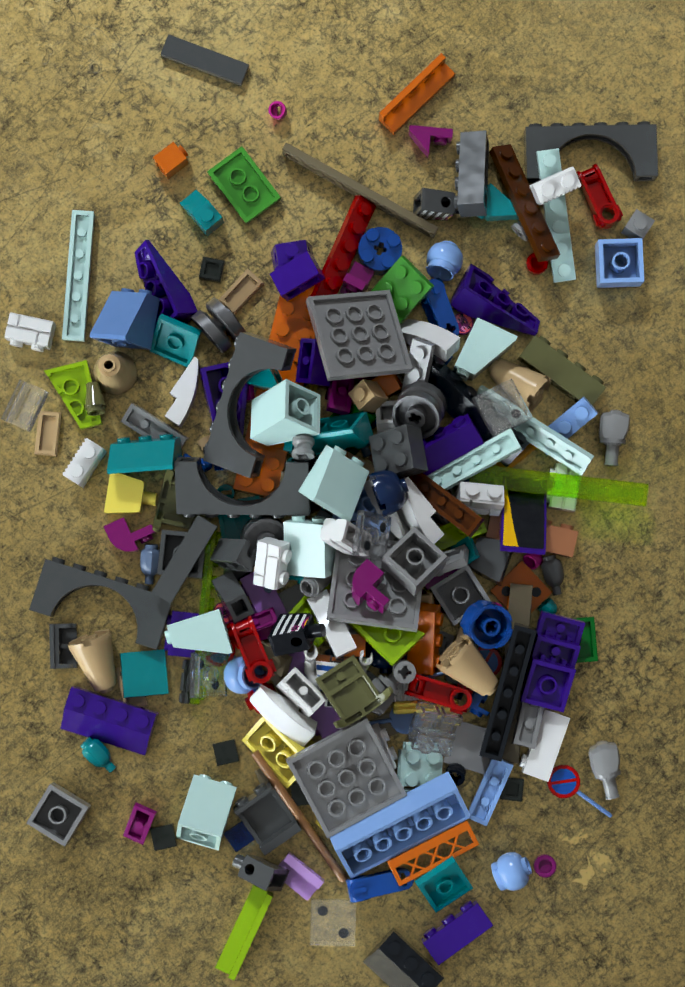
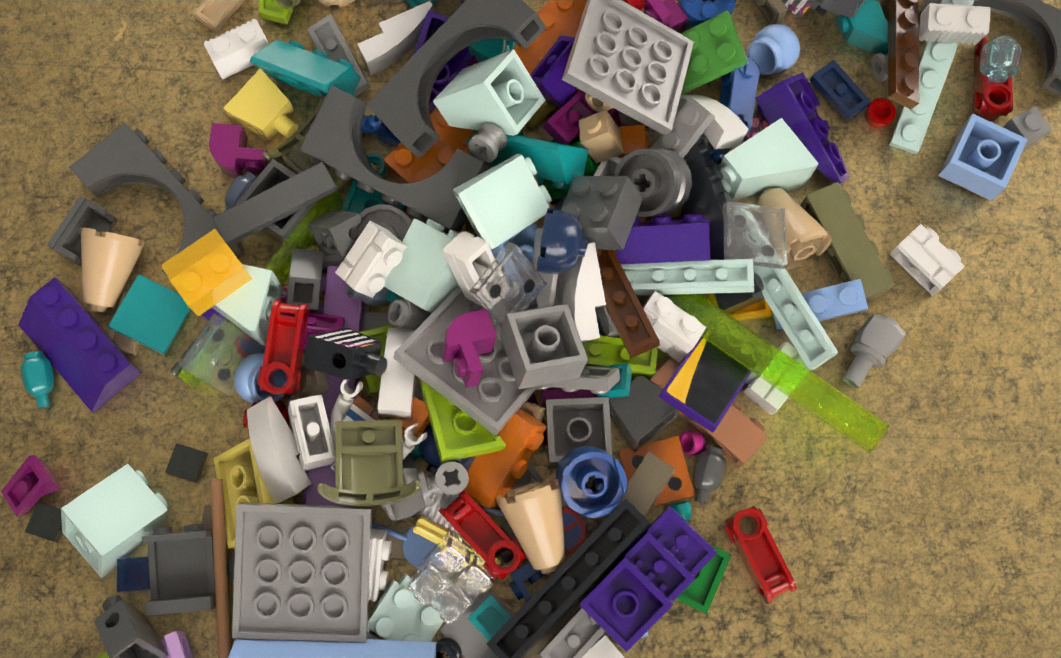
camera: 30 degrees right, 10 degrees down
(179, 633) = (206, 272): none -> yellow slope
(471, 738) = (489, 617): none -> teal plate
(502, 263) = (840, 90): none -> dark blue plate
(597, 189) = (1000, 59): none -> clear light blue head
(610, 606) = (760, 554): none -> red piece
(618, 353) = (927, 259): none -> white brick

